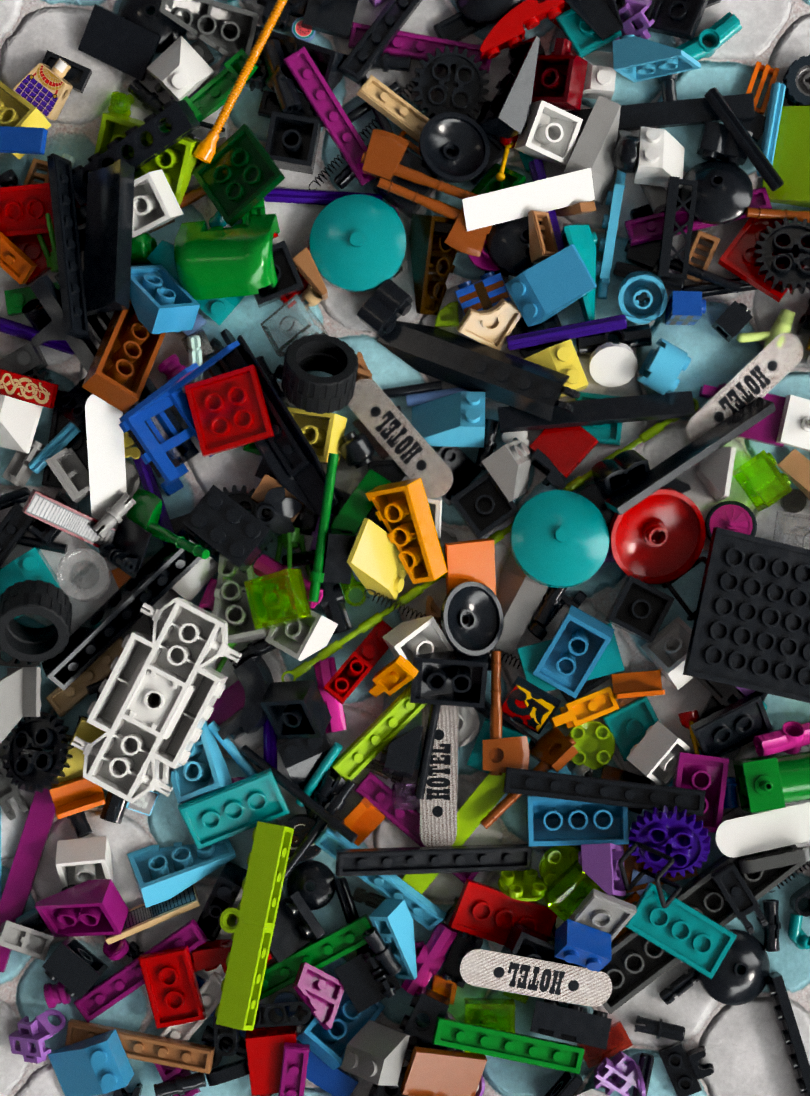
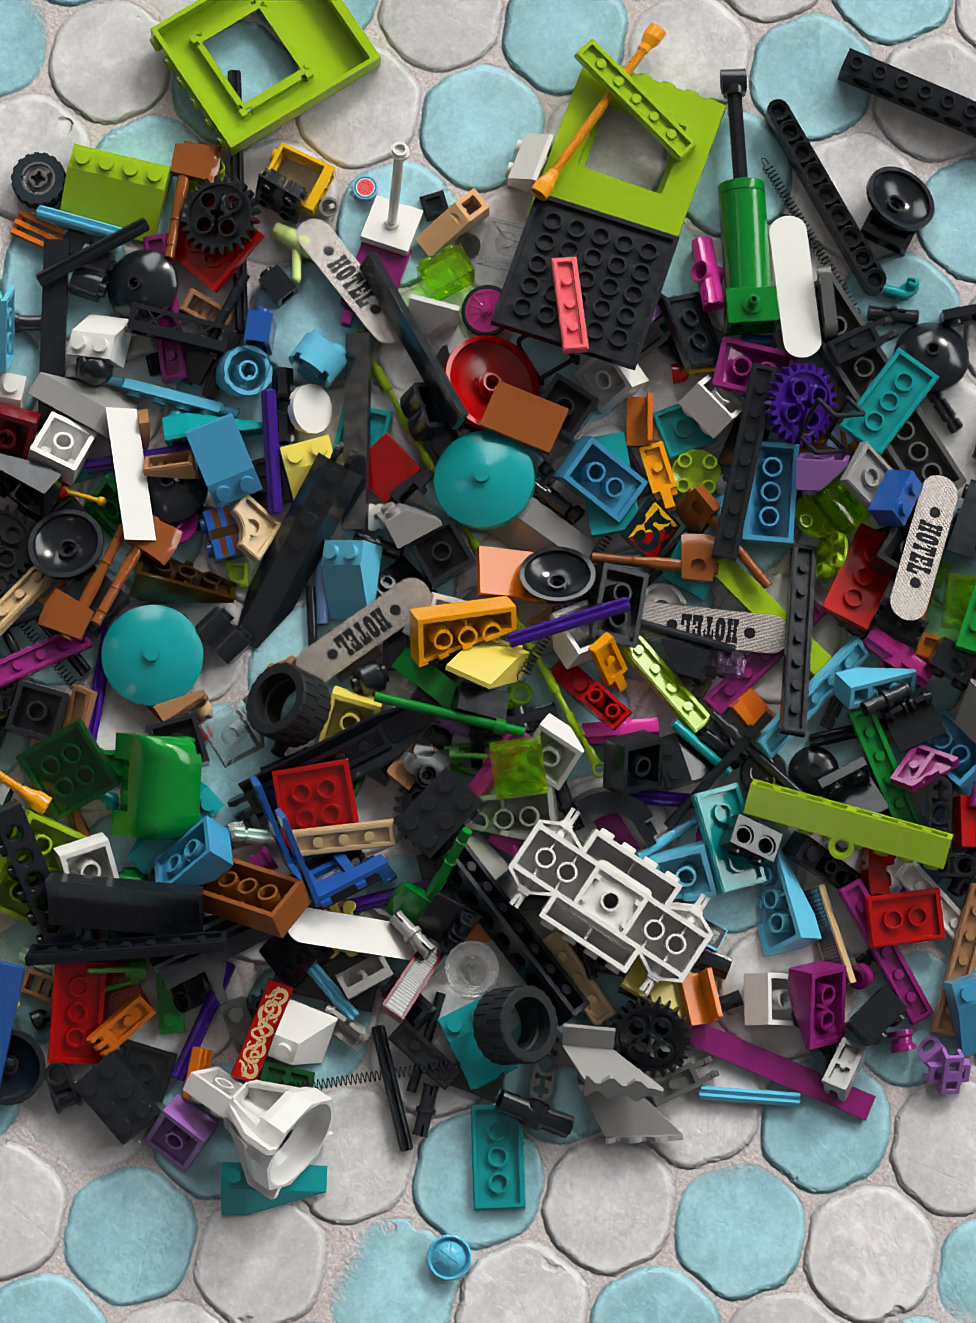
camera: 85 degrees left, 5 degrees down
(197, 439) = (345, 837): none -> tan tile
(235, 831) = (751, 835): none -> black brick
(300, 181) = (80, 705): none -> medium nougat tile
(424, 633) = (568, 622): none -> dark purple axle
(624, 570) = (524, 418): none -> dark orange tile
(741, 603) = (569, 305): none -> coral tile

